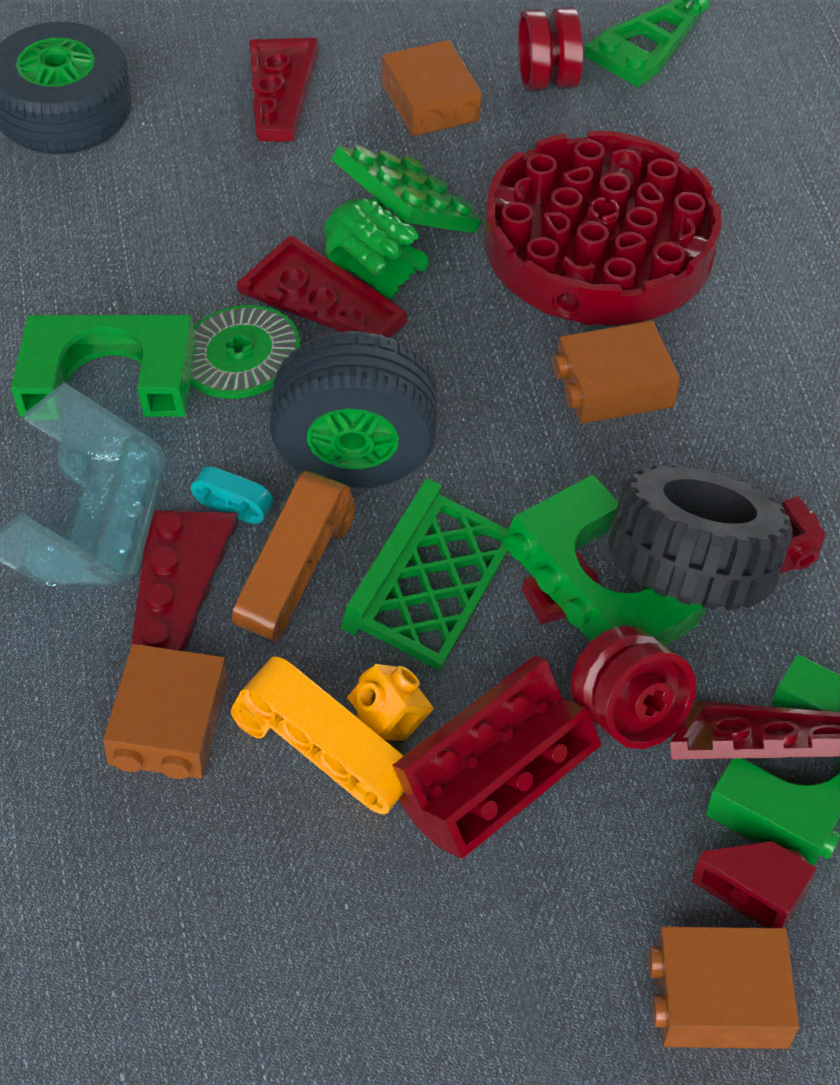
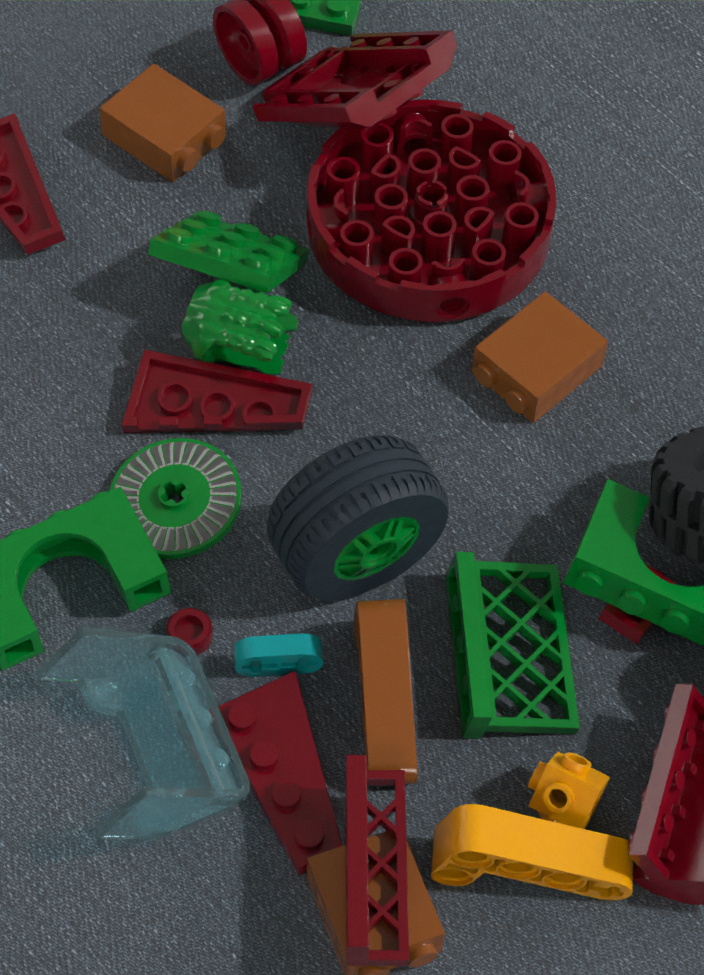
camera: 30 degrees left, 5 degrees up
(159, 661) = (357, 857): none -> dark red fence
(181, 450) = (192, 627): none -> dark red tile
(606, 108) = (359, 82): none -> dark red wedge

